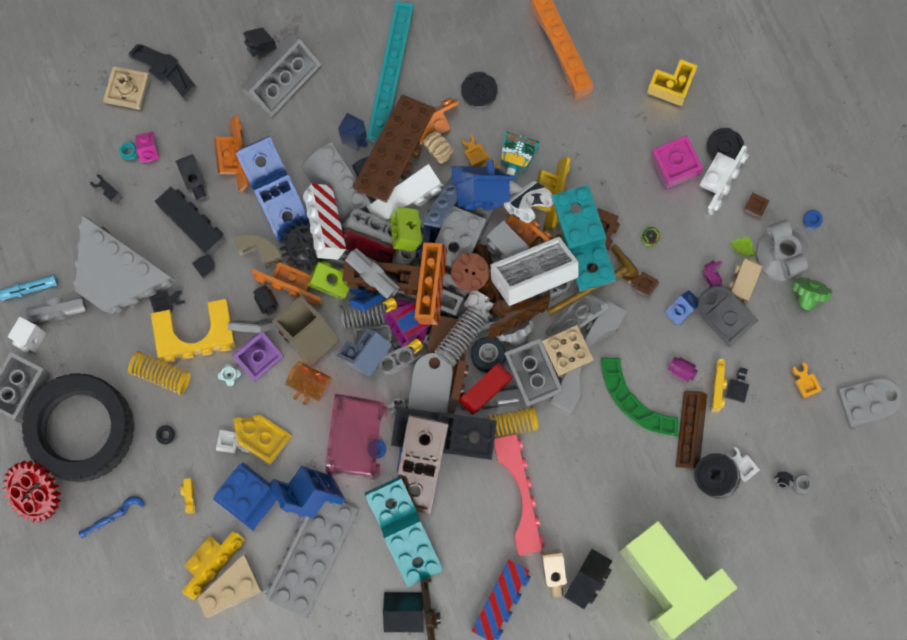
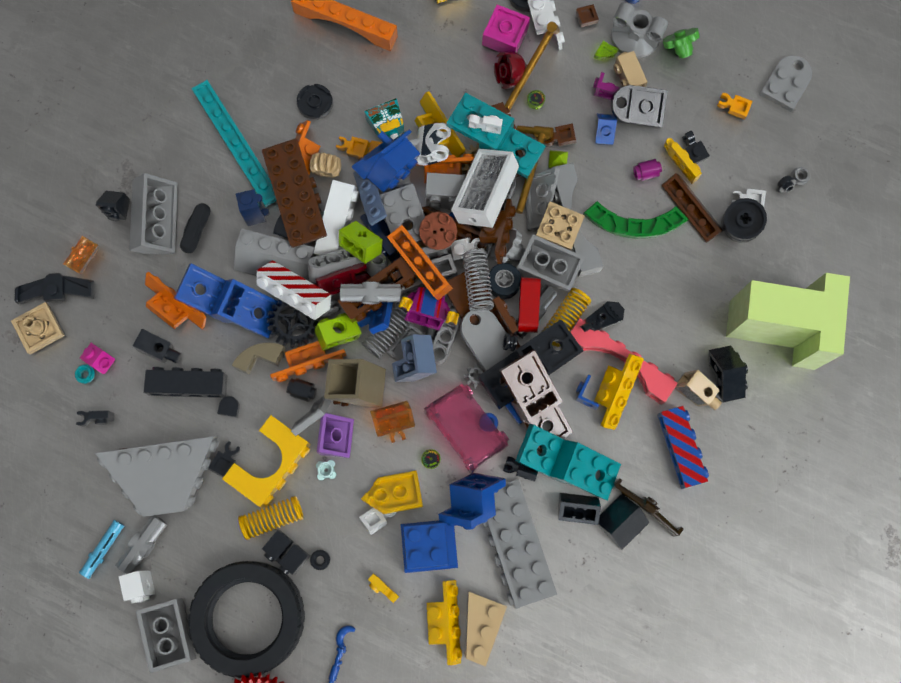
camera: 50 degrees left, 0 degrees up
(142, 398) = (276, 548): none -> black piece
(203, 60) = (81, 255): none -> clear orange hips
(301, 110) = (194, 228): none -> black piece
(310, 436) = (430, 459): none -> tile
(364, 505) = (522, 470): none -> black plate
(380, 572) = (579, 508): none -> black brick
(443, 403) = (510, 342): none -> black bush
(466, 488) = (580, 389): none -> blue bracket
(491, 513) = (616, 389): none -> yellow bracket
(546, 451) = (610, 311): none -> black piece
(580, 225) = (487, 123): none -> white plate
(622, 298) = (557, 158): none -> lime slope
(651, 196) = (509, 69): none -> dark red cylinder
(704, 191) = (552, 28): none -> pearl gold bar

